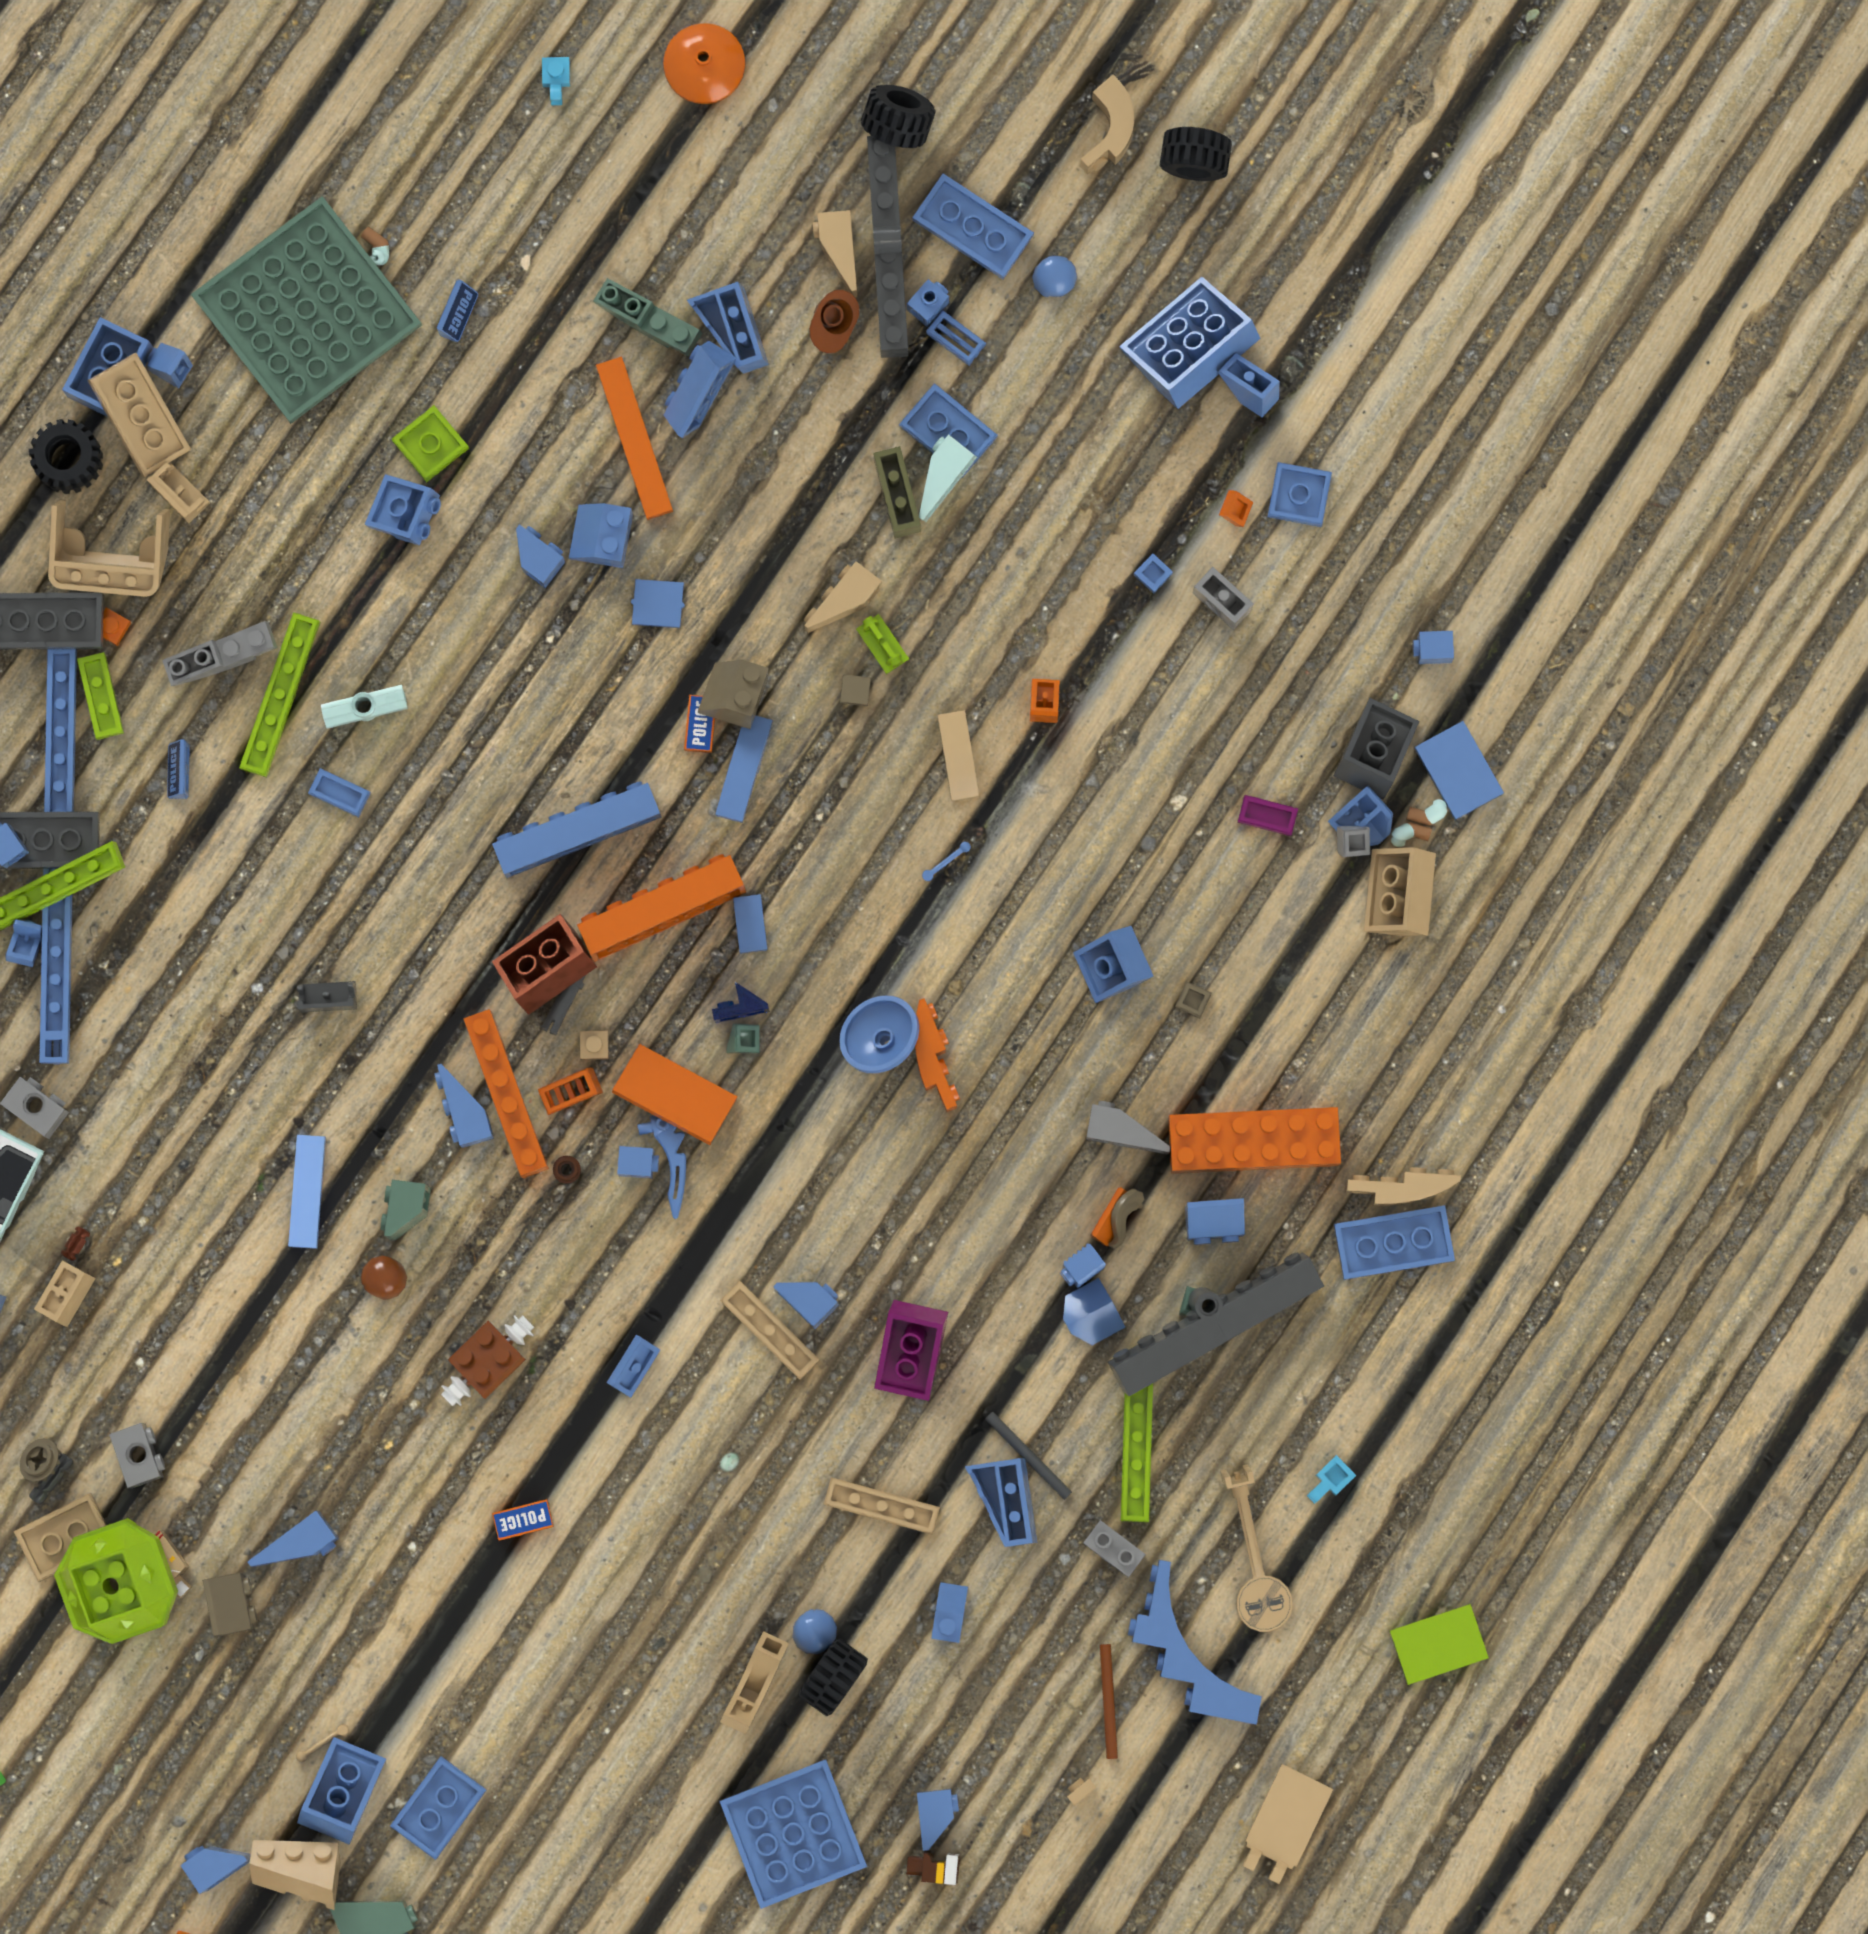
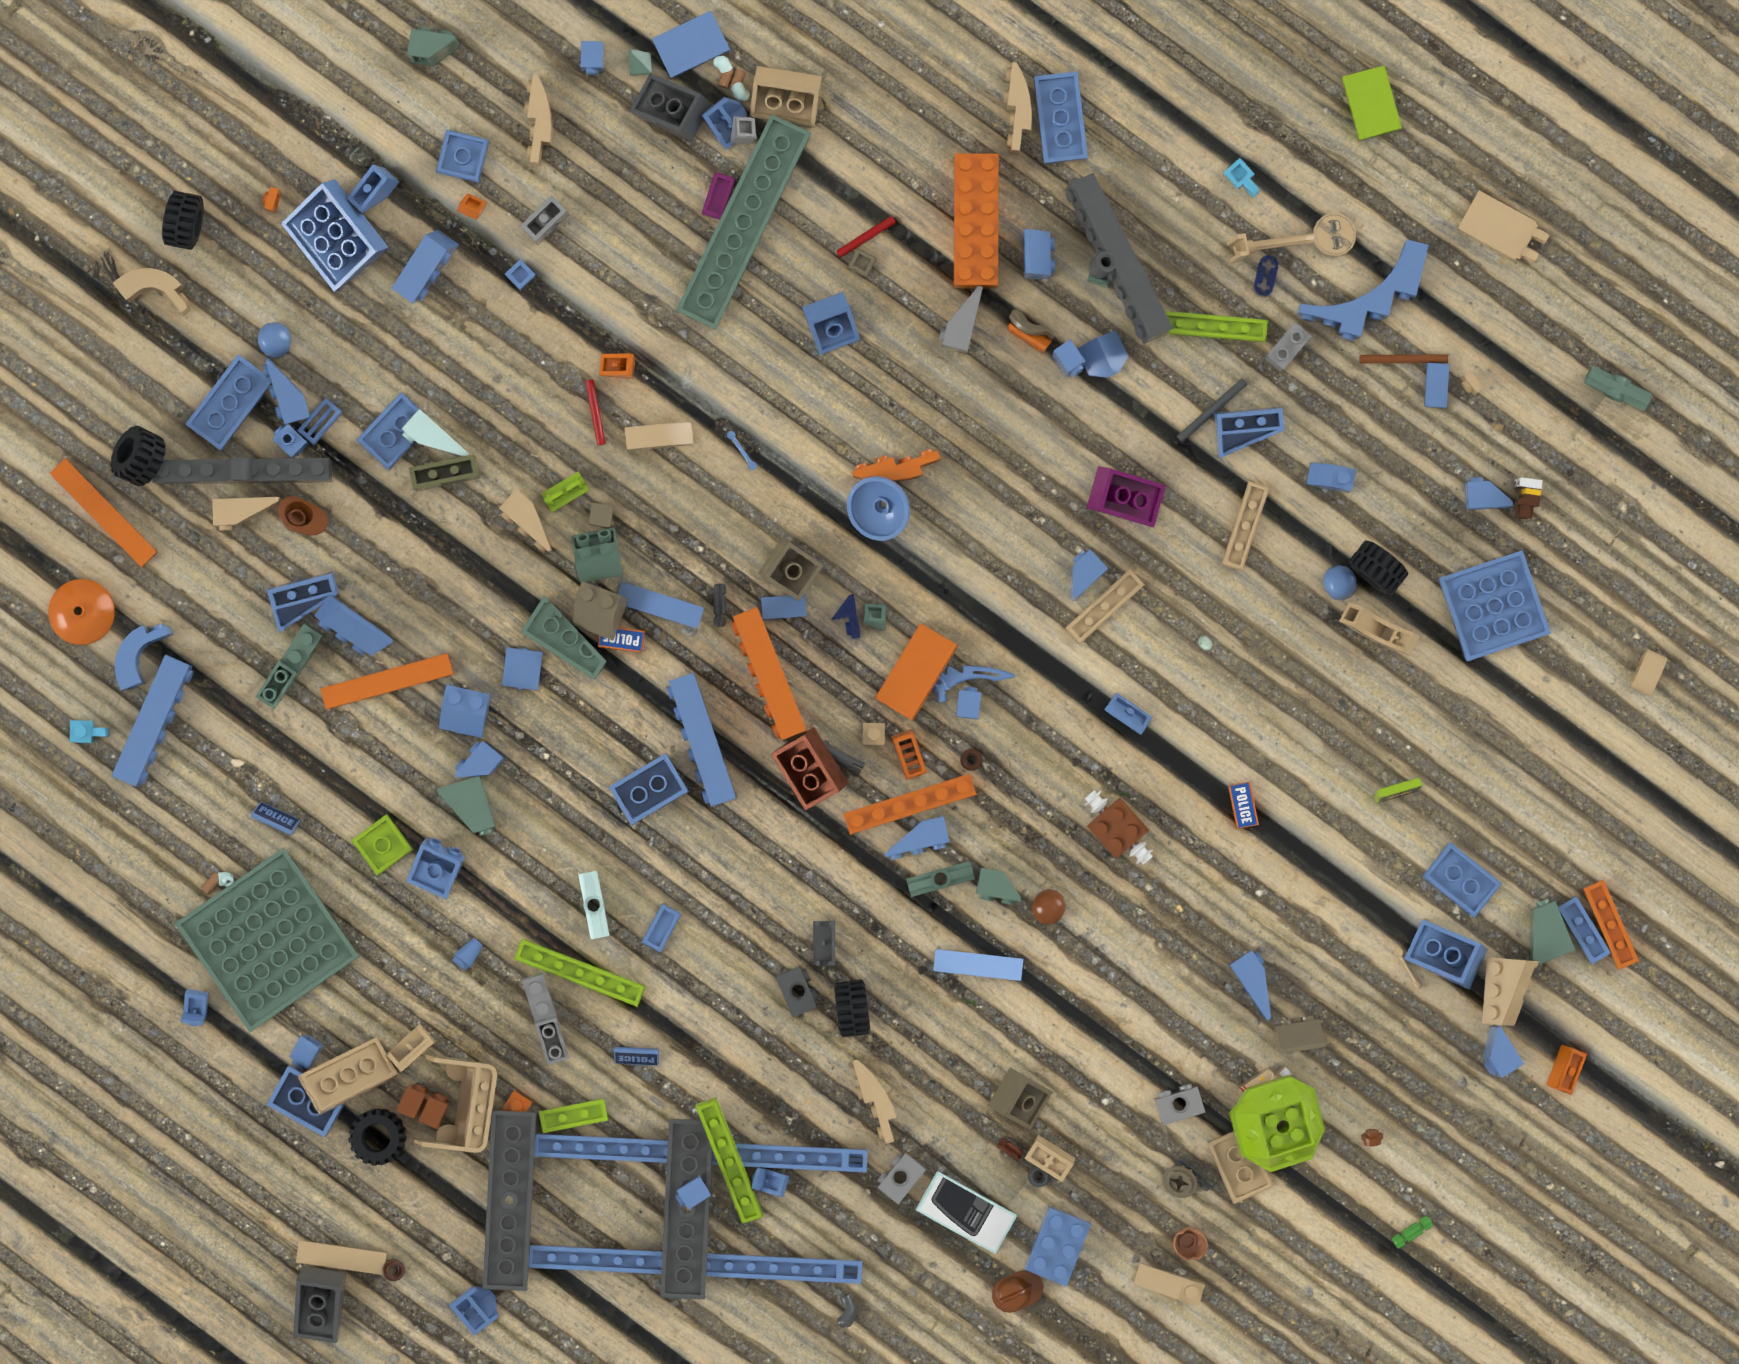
camera: 90 degrees left, 5 degrees up
(35, 1276) = (1038, 1183): none -> dark grey plate
(102, 1705) = (1372, 1137): none -> dark orange plate
(107, 517) = (424, 1104): none -> dark orange piece
(138, 1252) = (1020, 1098): none -> dark tan slope
(143, 1066) = (872, 1090): none -> tan slope
(219, 227) = (195, 1007): none -> medium blue bracket
(243, 1032) = (852, 1008): none -> black tyre
(248, 964) = (801, 1004): none -> dark grey brick
(297, 554) = (467, 954): none -> medium blue cone
(408, 1120) = (955, 875): none -> sand green piece
(483, 548) = (470, 803): none -> sand green slope
(511, 766) = (648, 789): none -> medium blue brick
(547, 1716) = (1398, 790): none -> lime tile
(571, 155) = (152, 721): none -> medium blue brick
(650, 121) = (129, 653): none -> medium blue arch
(699, 646) = (555, 633): none -> sand green wing
(749, 843) = (719, 605): none -> dark grey axle
(797, 928) = (790, 569): none -> dark tan slope
(803, 687) = (597, 555): none -> sand green slope
(828, 82) = (103, 512): none -> orange tile
(982, 297) = (289, 397): none -> medium blue slope
(984, 676) = (595, 412): none -> red bar
(1076, 1746) = (1436, 385): none -> medium blue tile
(1157, 454) = (425, 266): none -> medium blue wedge
(1206, 1509) = (1271, 277): none -> clear blue beam
(1227, 1003) = (865, 236): none -> red bar
(1229, 262) = (271, 199): none -> orange plate
(1236, 847) = (743, 222): none -> sand green plate
(1362, 585) = (538, 111): none -> tan slope
(1431, 707) = (639, 62): none -> sand green slope
(1432, 442) = (430, 47): none -> sand green slope

